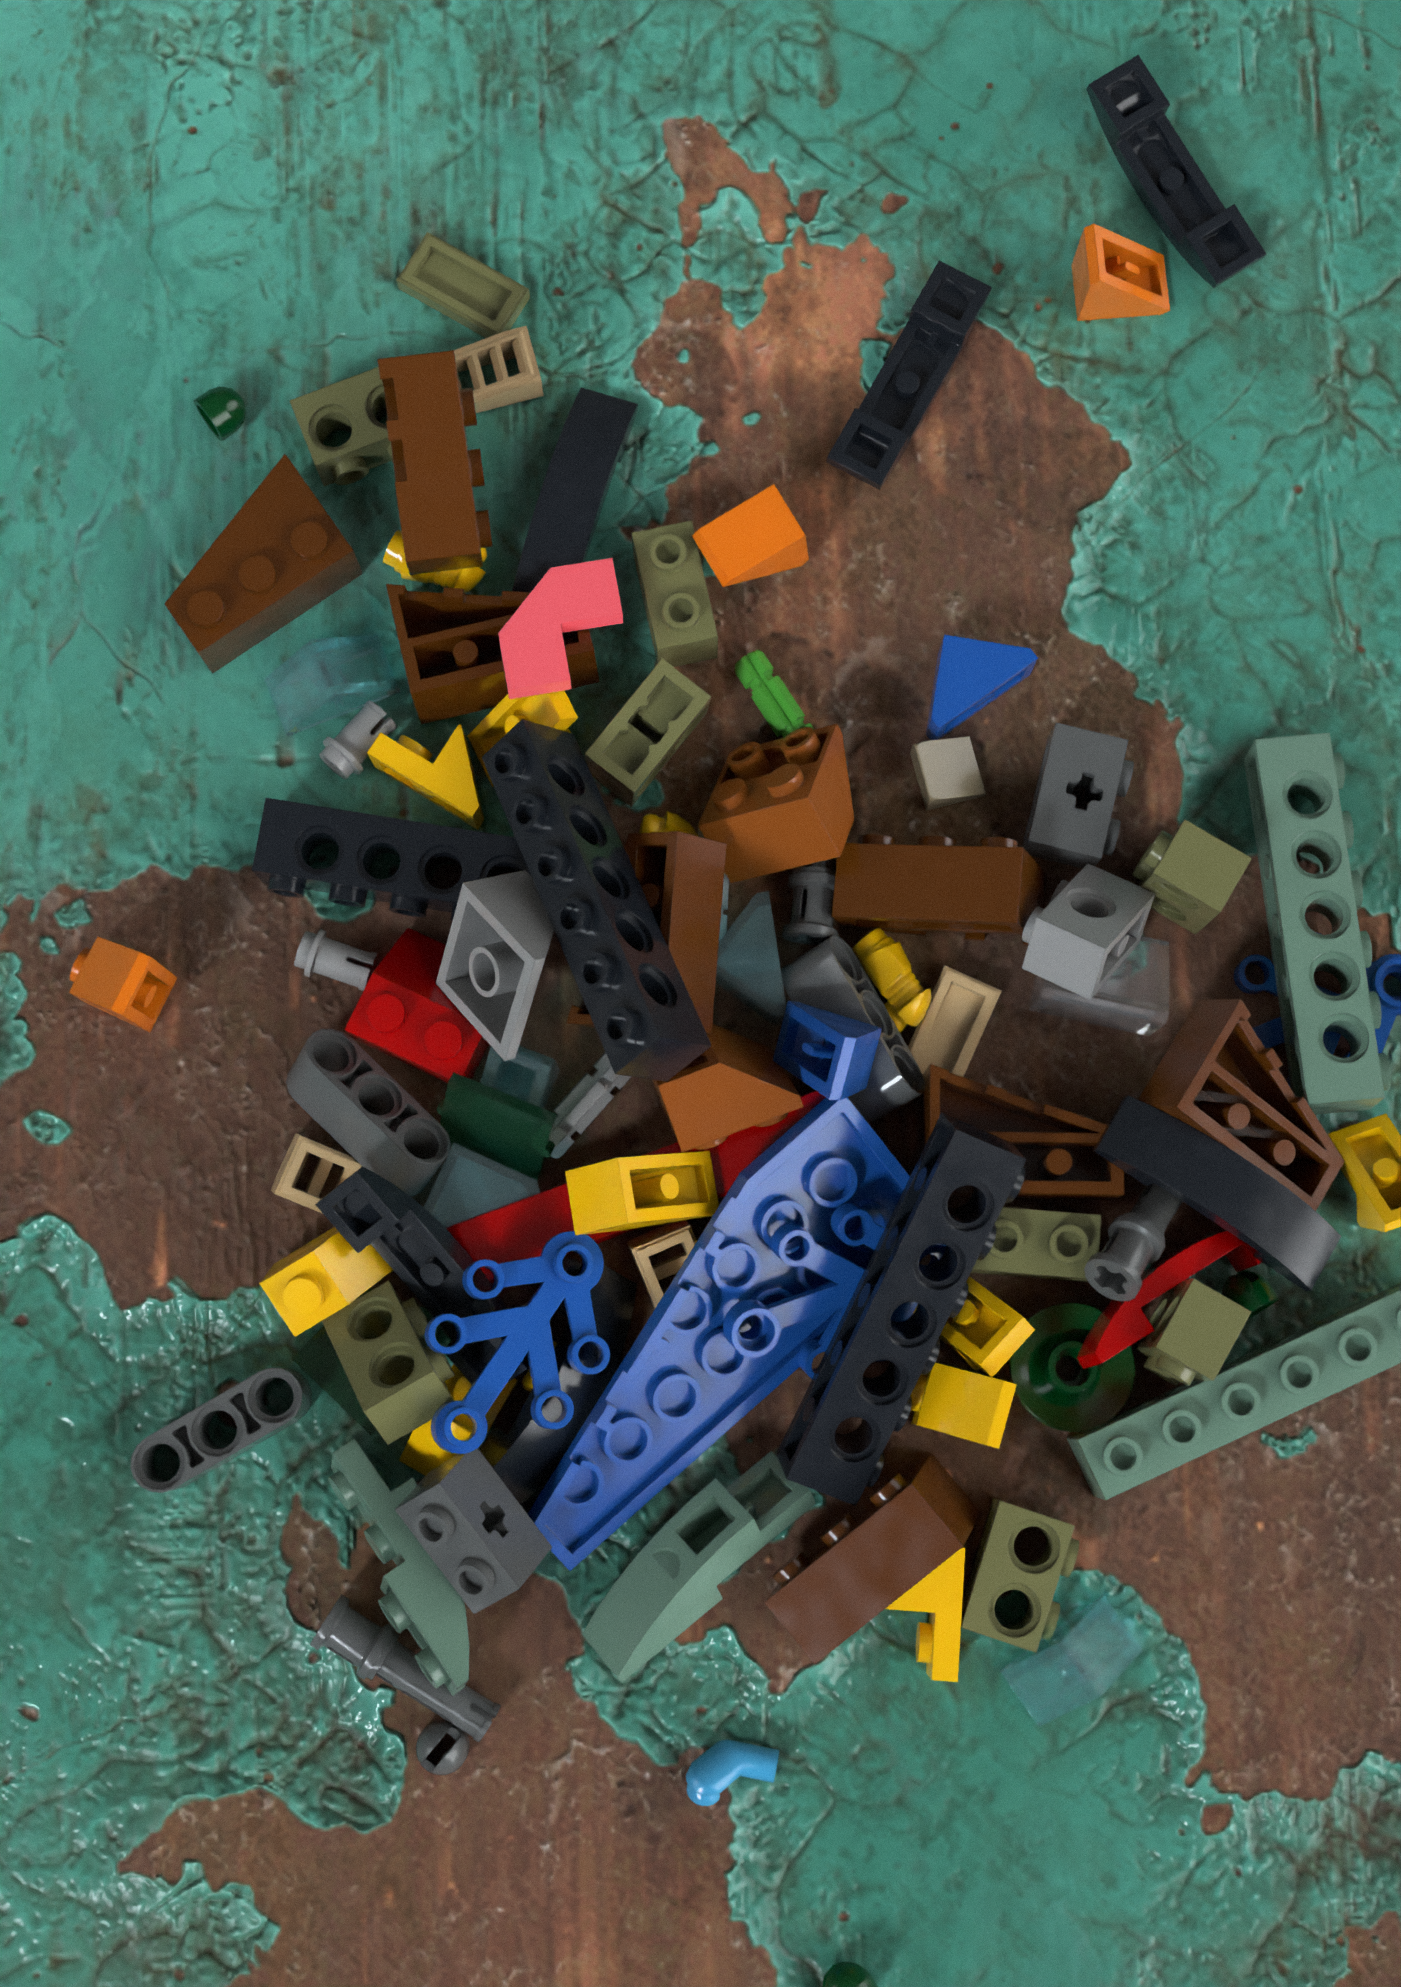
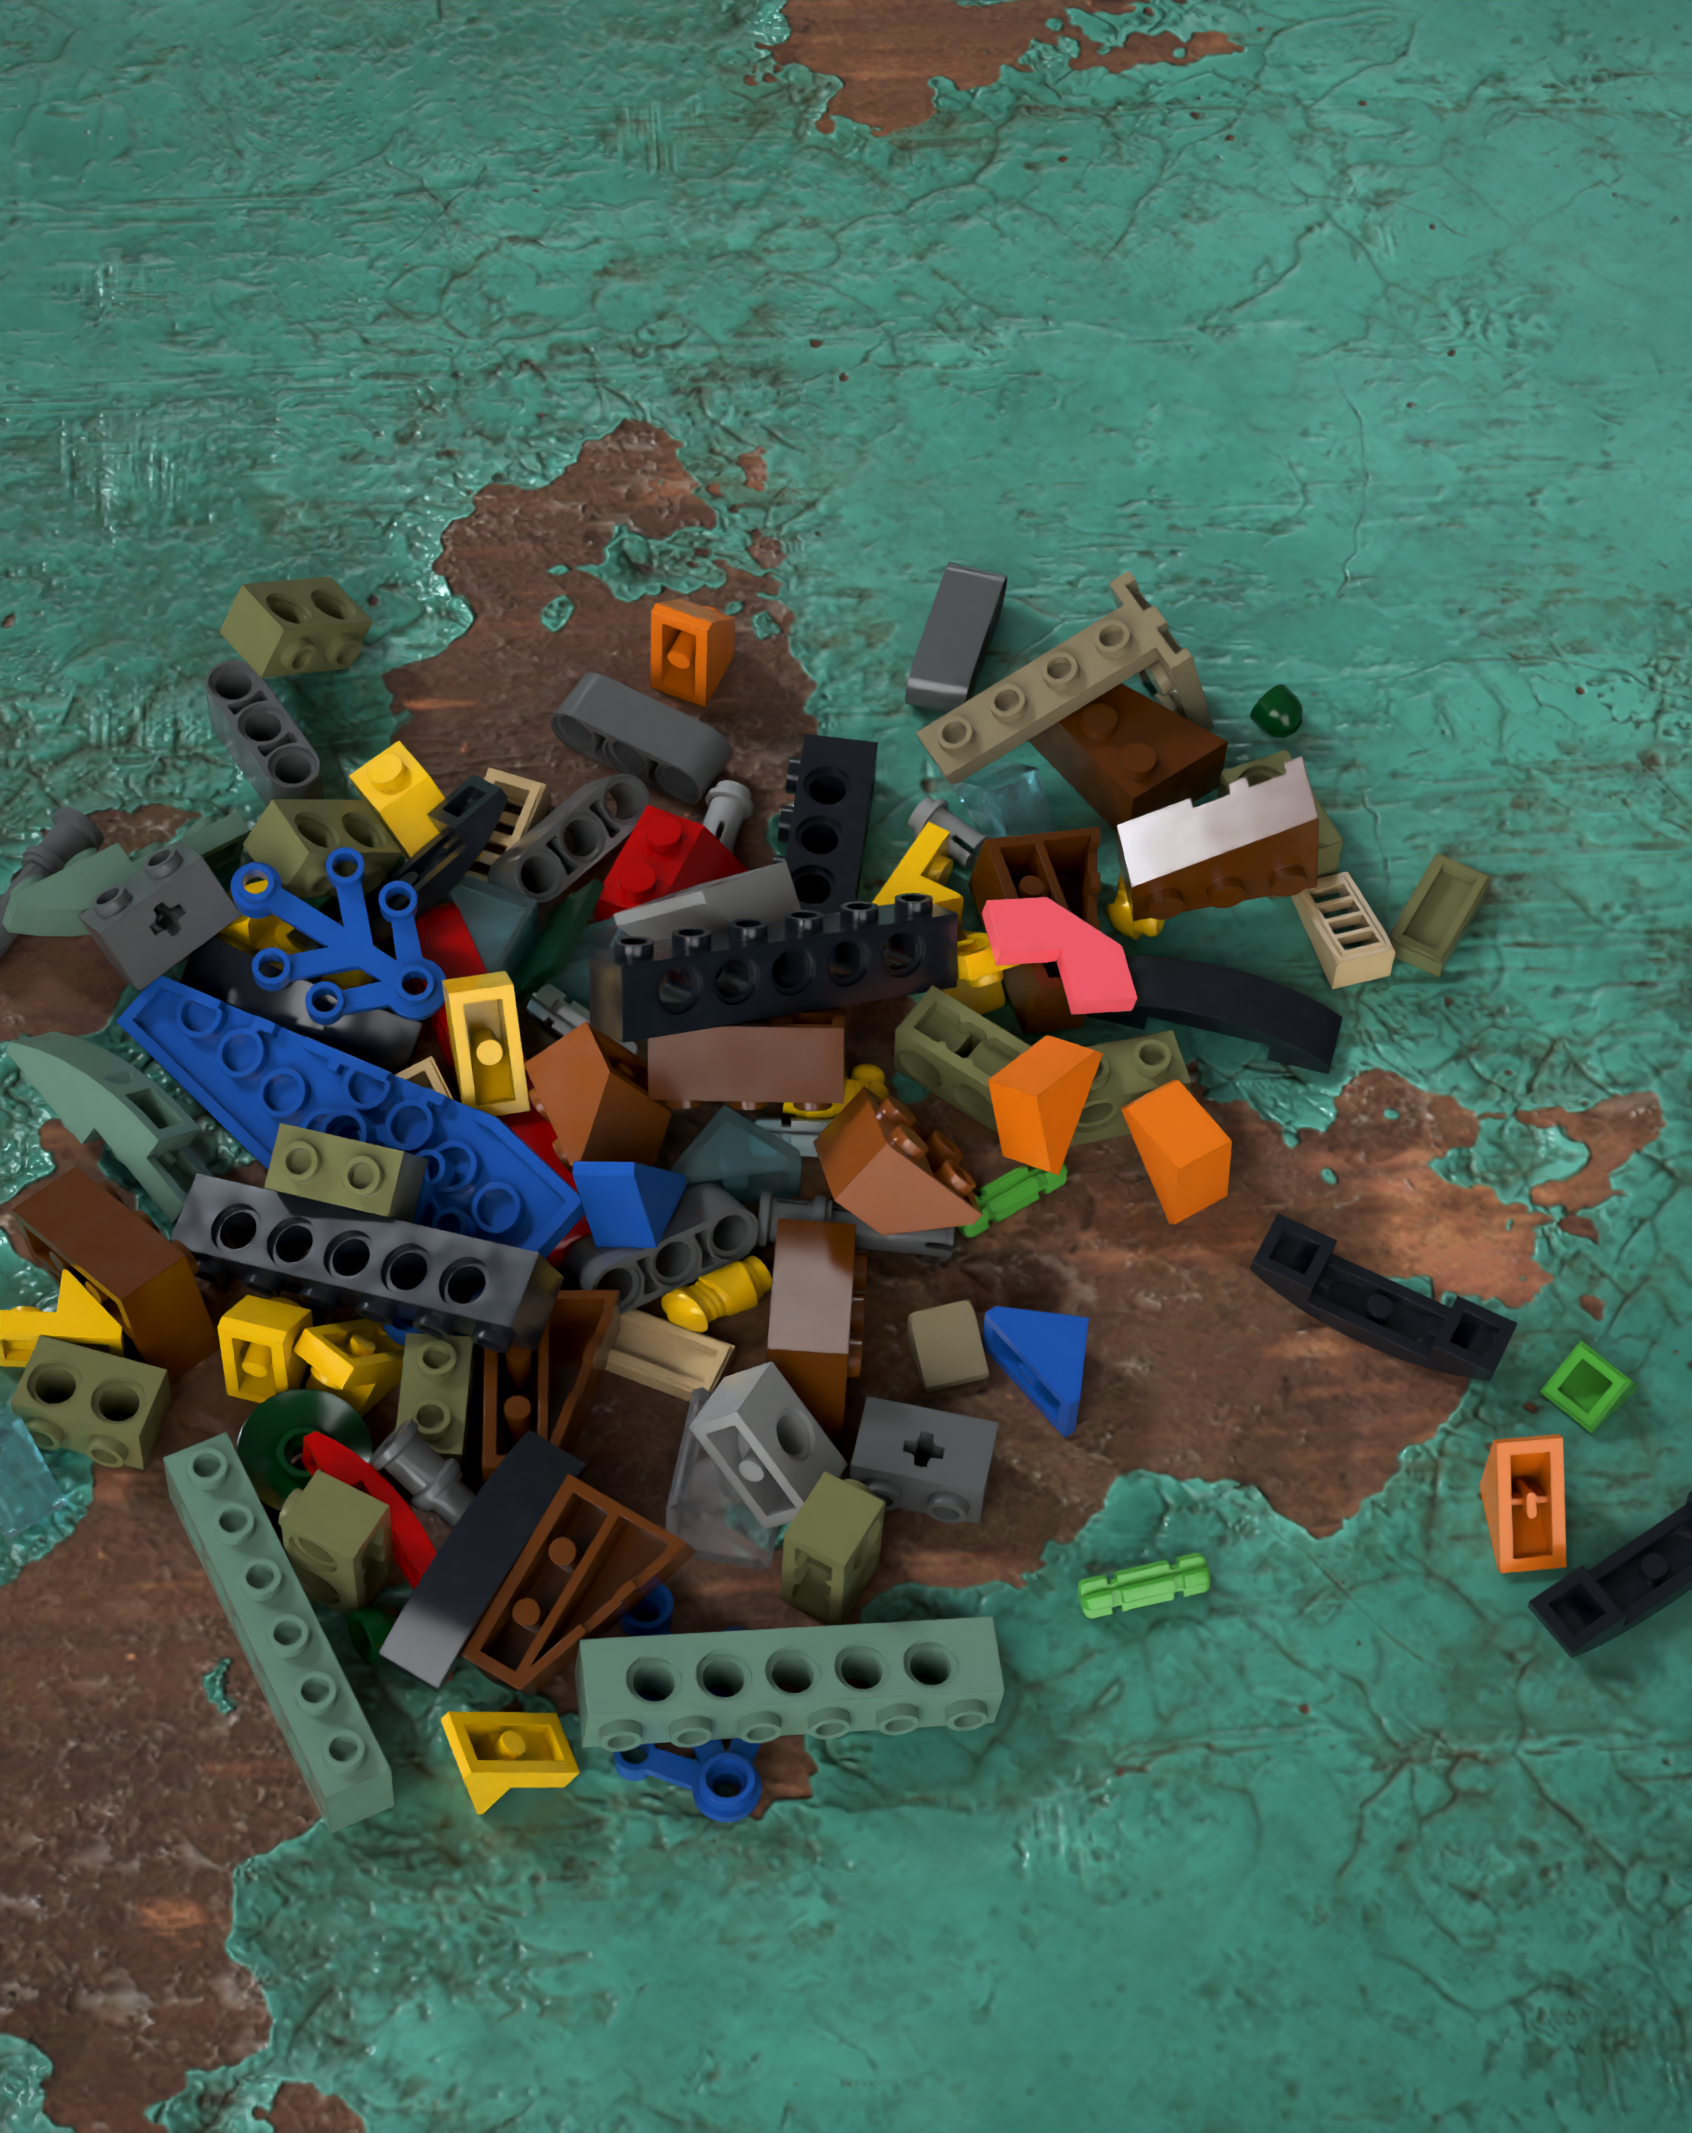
camera: 85 degrees right, 25 degrees down
(87, 1397) = (295, 626): none -> olive brick
(116, 718) = (956, 638): none -> dark grey beam
(184, 535) = (1065, 679): none -> dark tan bracket
(230, 1040) = (641, 737): none -> dark grey beam
(712, 654) = (1041, 1101): none -> orange slope
(817, 1327) = (346, 1173): none -> olive brick
(984, 212) = (1588, 1387): none -> bright green slope
(1190, 613) = (1143, 1585): none -> bright green axle

